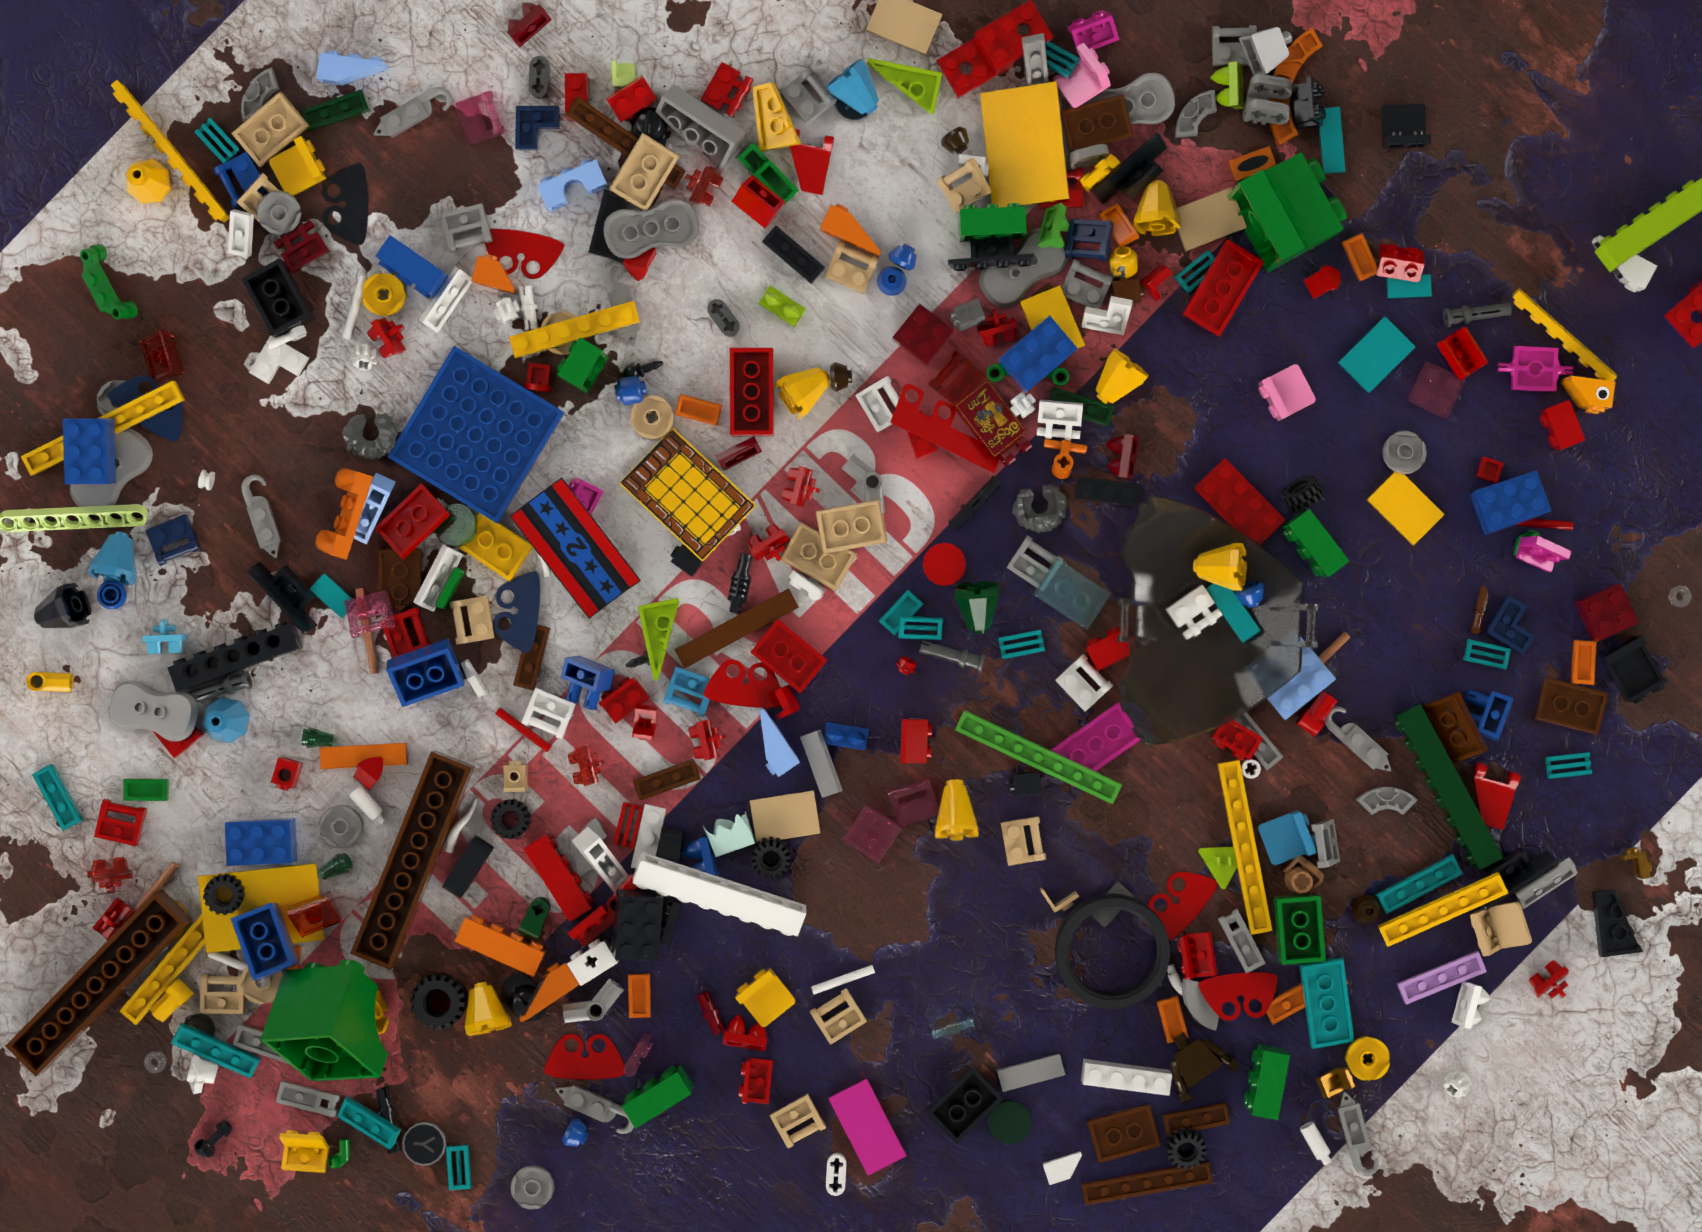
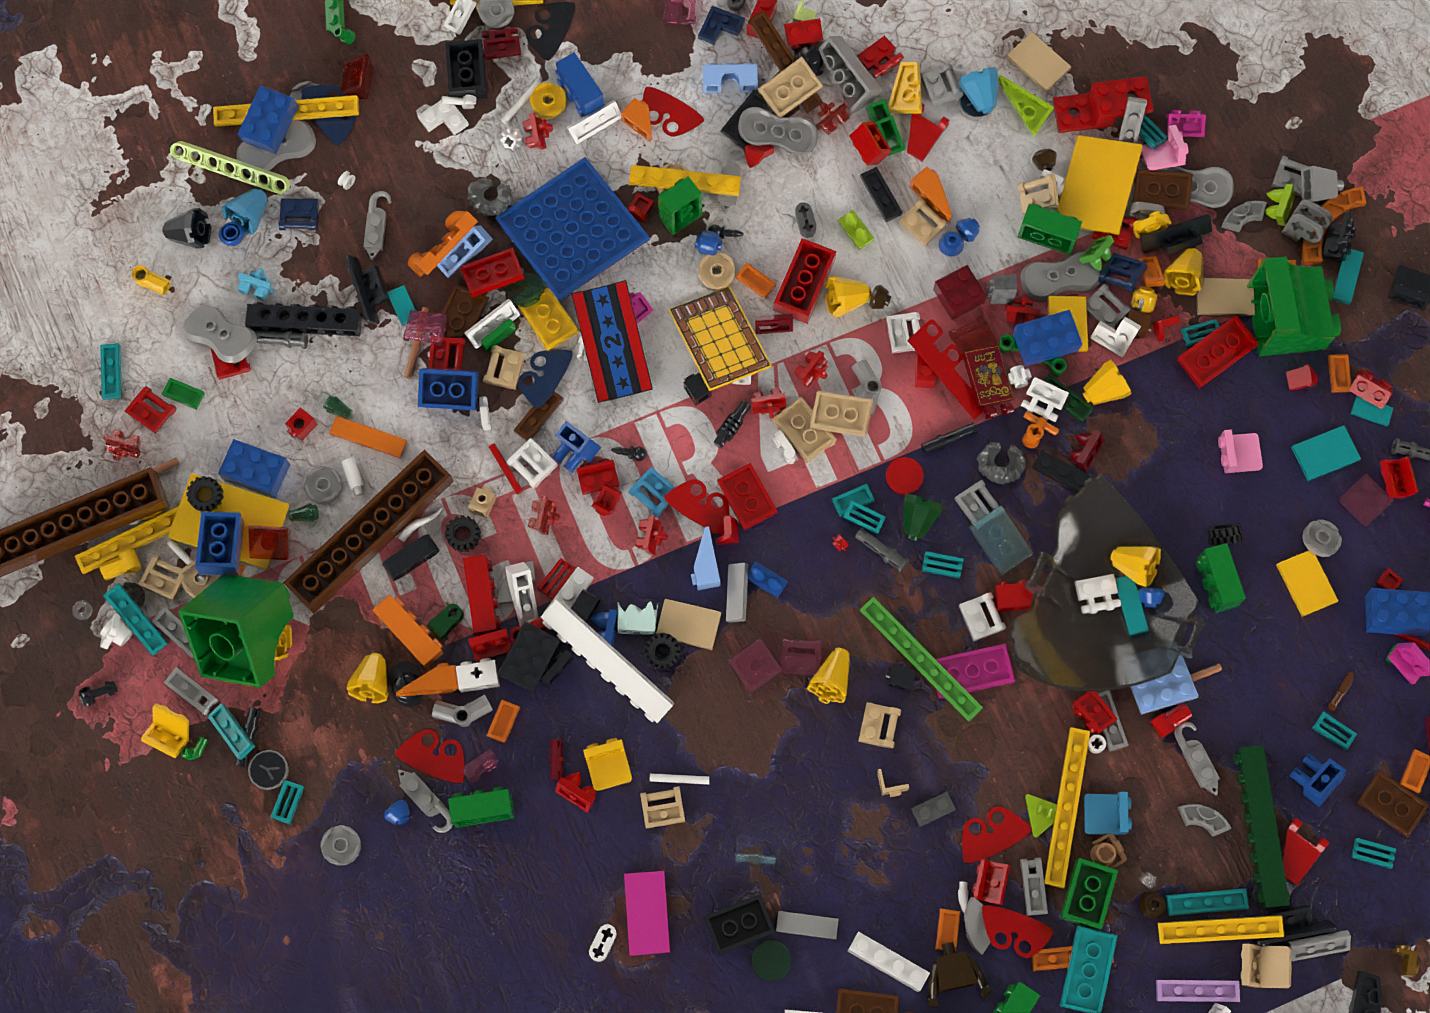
camera: 25 degrees right, 15 degrees down
(113, 918) = (106, 477): red hips -> none
(226, 720) = (272, 365): dark azure cone -> none
(369, 772) = (366, 449): red tile -> none
(426, 1013) = (325, 643): black tyre -> none
(466, 220) = (635, 72): light grey plate -> none
(507, 310) = (638, 147): white gear -> none
(528, 307) = (656, 151): white pin -> none
(657, 625) = (650, 430): lime wing -> none
(666, 779) = (604, 555): reddish brown tile -> none
(736, 628) = (713, 458): reddish brown tile -> none
(757, 1080) = (570, 832): red bracket -> none
(793, 1115) = (589, 875): tan plate -> none
(914, 740) = (822, 603): red slope -> none
(992, 252) = (1041, 253): black bracket -> none
(1112, 999) = (965, 846): black tyre -> none
(1239, 502) = (1168, 523): red plate -> none
(1326, 843) = (1139, 830): light grey plate -> none
(1353, 887) = (1148, 880): none -> clear plate
(1455, 727) = (1287, 777): reddish brown tile -> none
(1505, 627) = (1358, 715): dark blue plate -> none

